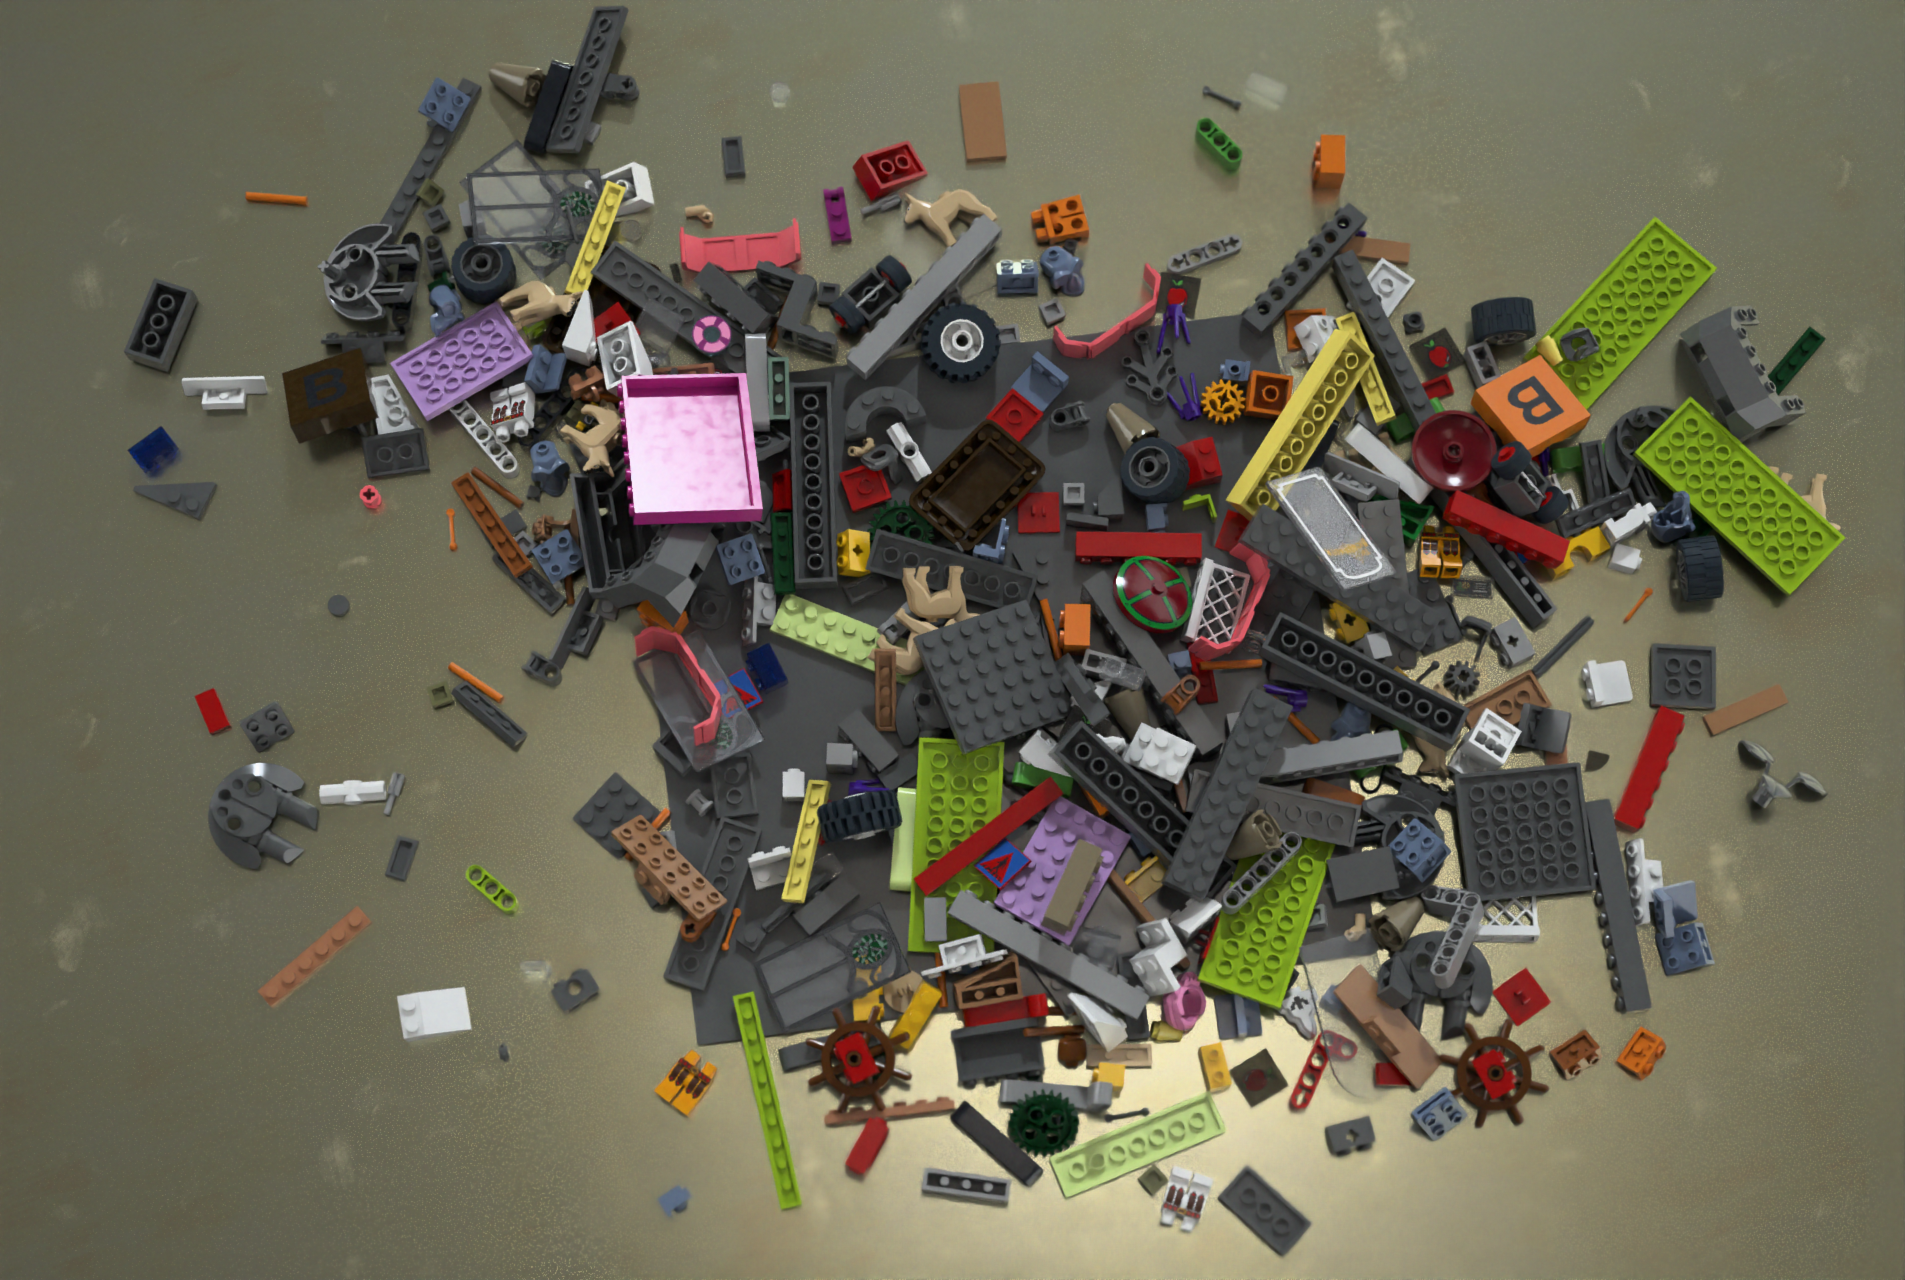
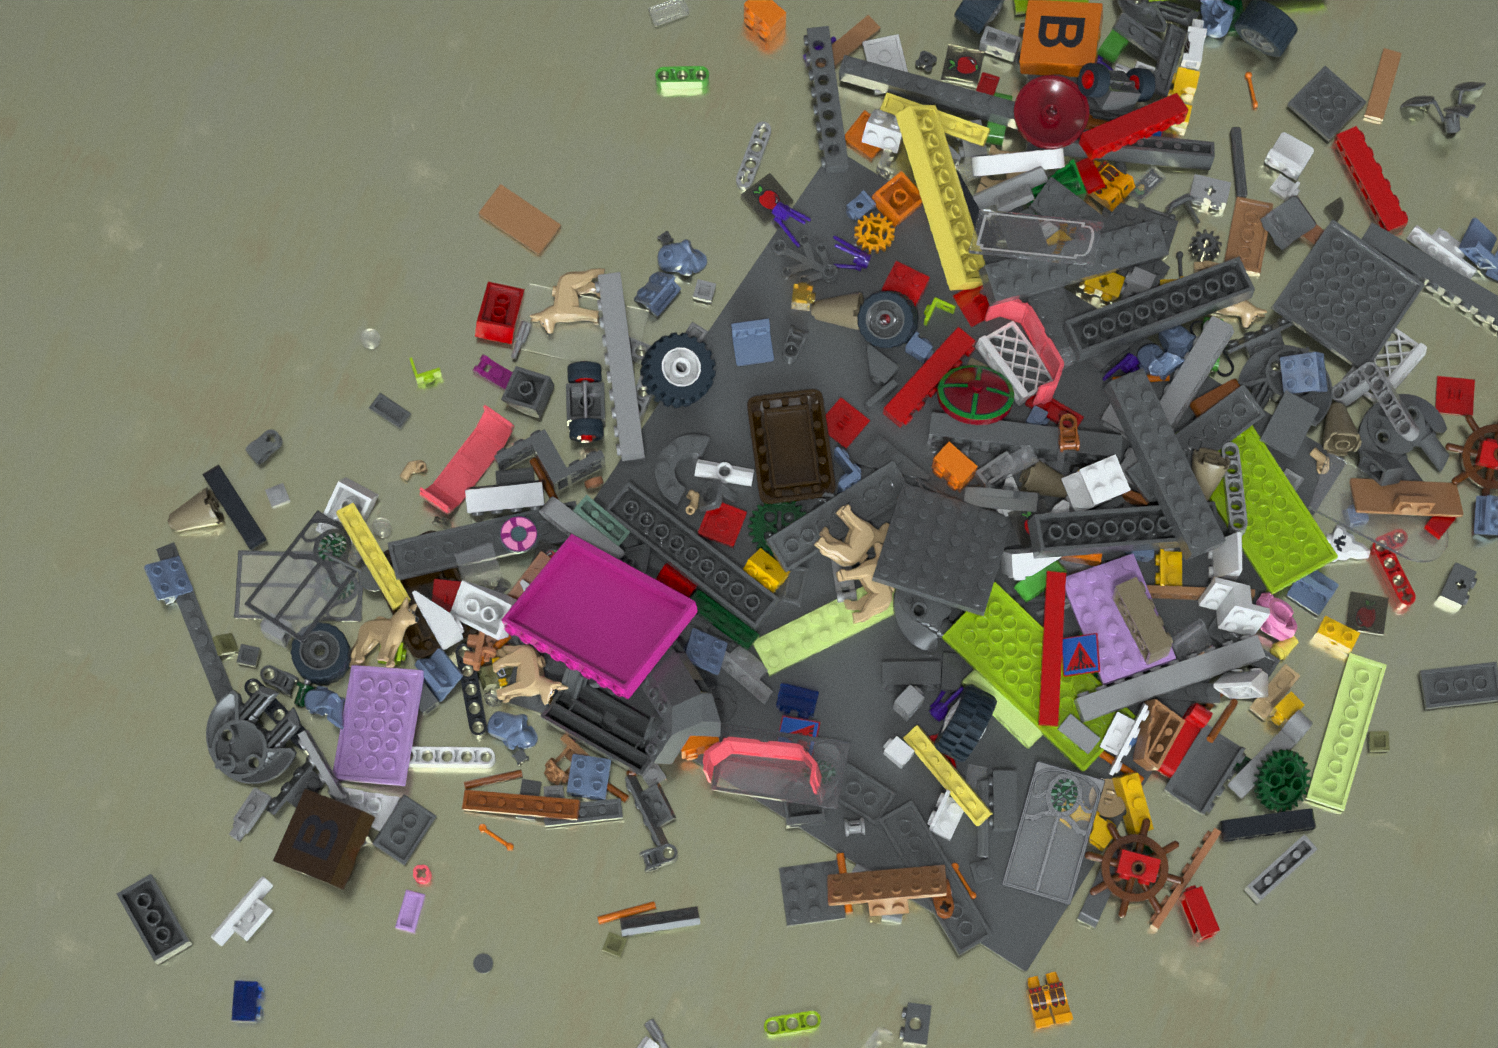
camera: 50 degrees left, 0 degrees up
(183, 497) = (302, 1009): dark grey wing -> none
(276, 198) = (127, 757): orange bar -> none
(308, 325) = (249, 813): none -> light grey hinge
(334, 514) = (410, 911): none -> lavender tile
(390, 345) = (317, 759): none -> light grey plate
(512, 411) = (450, 720): white hips -> none
(586, 79) = (240, 463): dark grey plate -> none
(767, 1100) = (1107, 955): lime plate -> none
(783, 158) = (426, 377): none -> lime bracket
(811, 359) = (594, 482): none -> nougat tile
(828, 293) = (555, 430): dark grey plate -> none
(841, 245) = (528, 391): none -> dark grey slope
(885, 689) = (886, 630): medium nougat tile -> none
(1015, 415) = (760, 378): red plate -> none
(1051, 629) = (937, 484): orange bar -> none
(1061, 220) = (643, 228): orange hips -> none
(1072, 1049) = (1244, 719): dark orange head -> none
(1073, 493) = (852, 388): light grey plate -> none
(1081, 349) = (750, 204): coral windscreen -> none
(1109, 1117) = (1311, 735): dark grey hinge -> none
(1115, 389) = (802, 297): none -> clear yellow brick
(1185, 1205) = (1409, 730): white hips -> none
(1206, 90) = (633, 52): dark grey hinge -> none
(1206, 945) = (1250, 566): red piece -> none
(1232, 664) = (1065, 387): orange bar -> none
(1318, 719) = (1157, 362): none -> sand blue head
(1432, 532) = (1090, 175): none -> red tile
(1484, 745) = (1268, 270): white bracket -> none
(1575, 703) = (1284, 188): none -> white bracket
(1624, 559) = (1214, 70): white brick -> none

